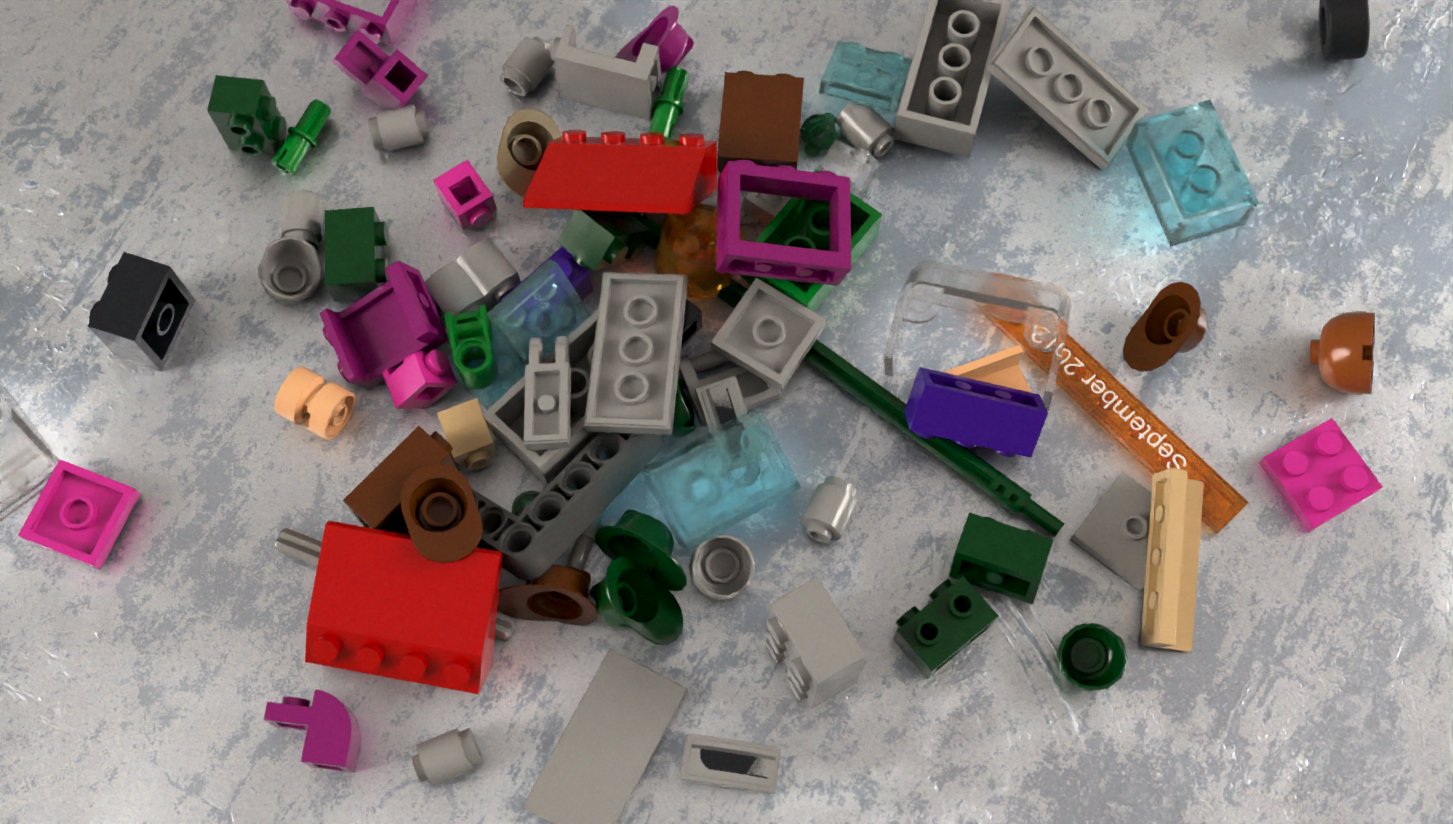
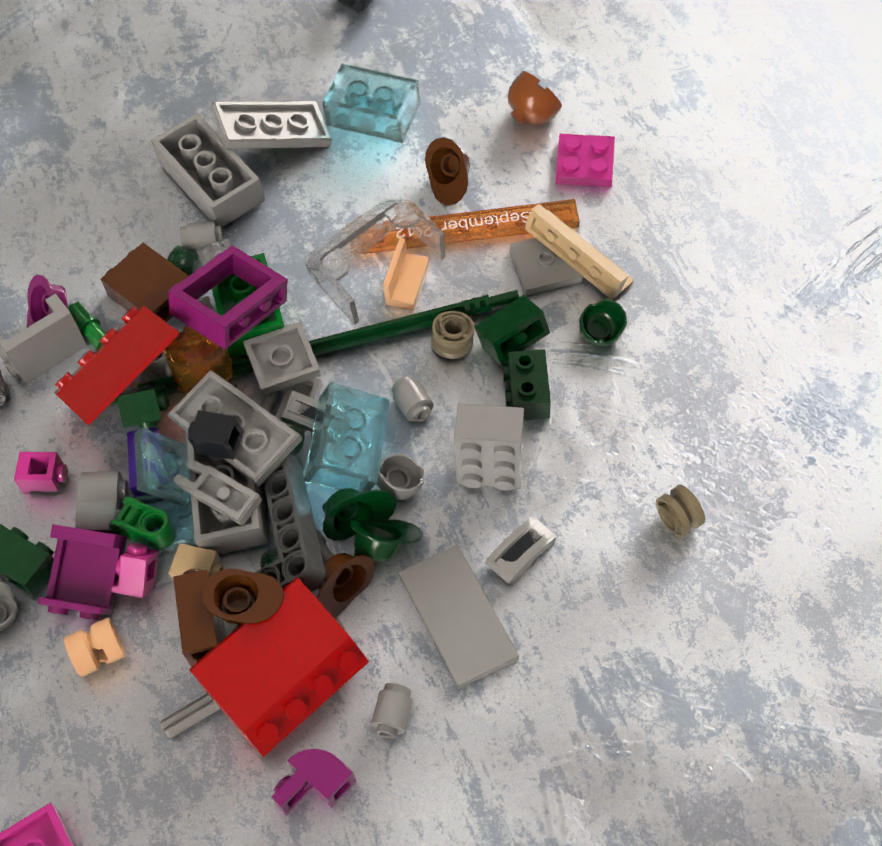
camera: 50 degrees left, 10 degrees down
(523, 147) = (47, 416): dark tan piece -> none
(602, 343) = (215, 434): none -> black brick
(866, 76) = (170, 214): clear light blue plate -> none
(961, 483) = (452, 334): none -> dark tan wheel
(975, 413) = (419, 286): dark purple brick -> none

